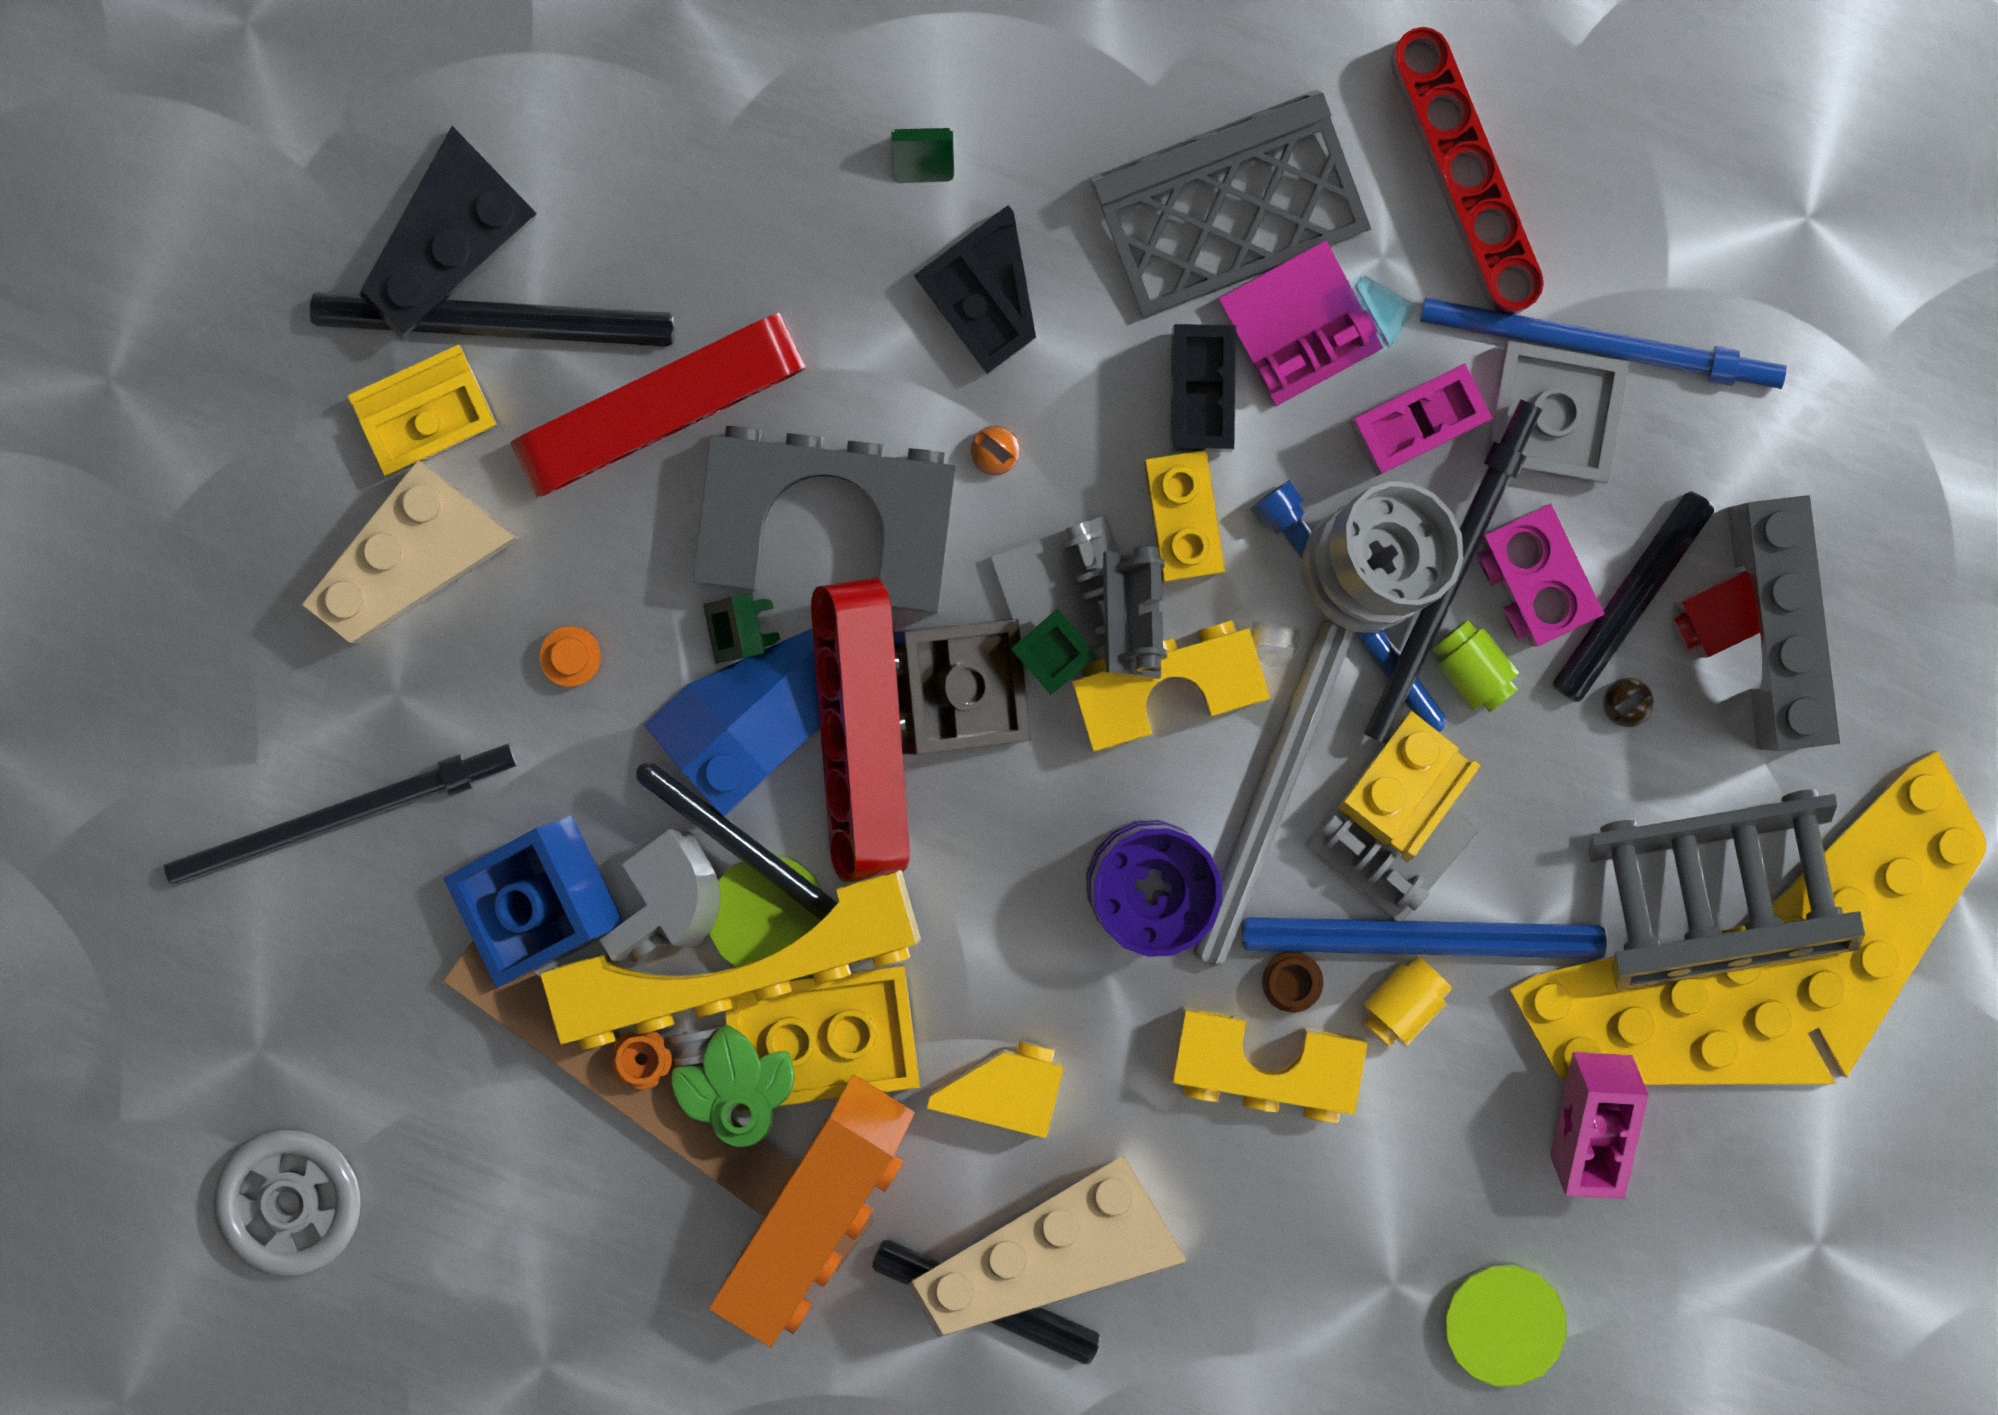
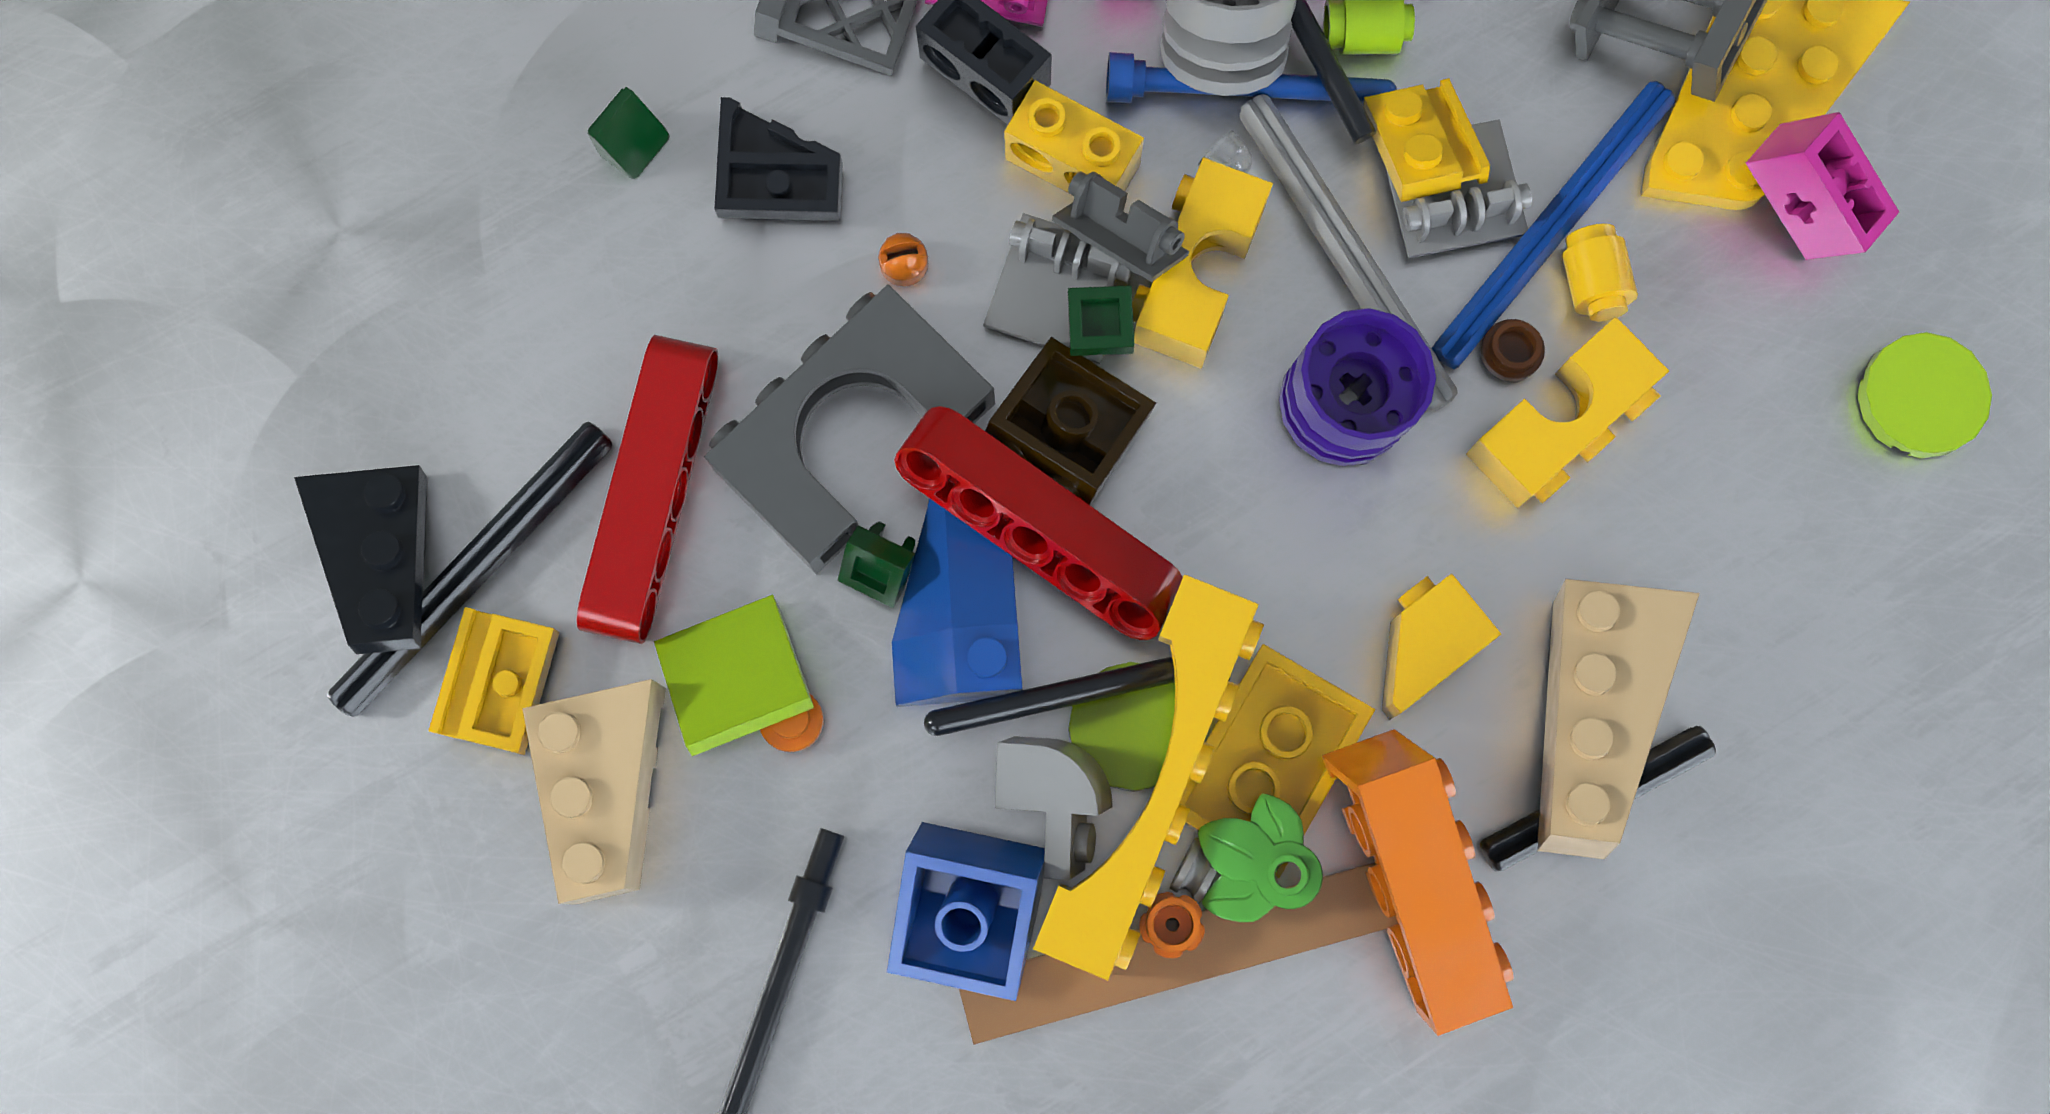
camera: 50 degrees left, 10 degrees down
(568, 587) = (732, 675): none -> lime tile

